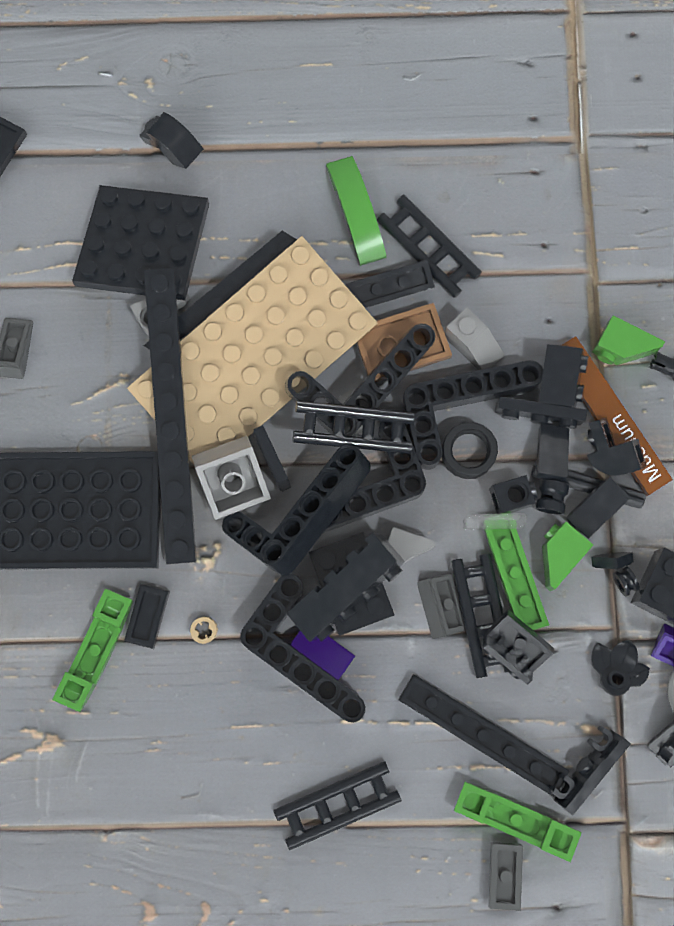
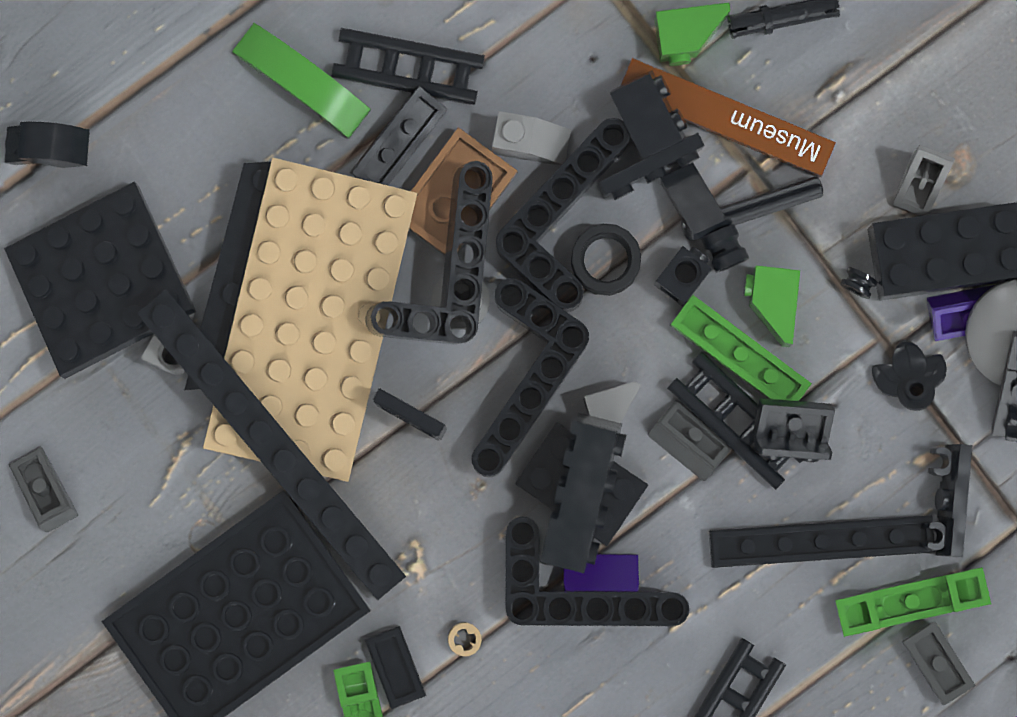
camera: 35 degrees left, 5 degrees up
(231, 477) = (381, 463): light grey brick -> none
(309, 516) = (484, 452): black beam -> none
(340, 414) = (450, 319): black bar -> none
(495, 521) = (684, 317): clear tile -> none
(598, 507) = (779, 226): black tile -> none
(612, 560) = (831, 270): black tile -> none
(613, 458) = (758, 164): black brick -> none

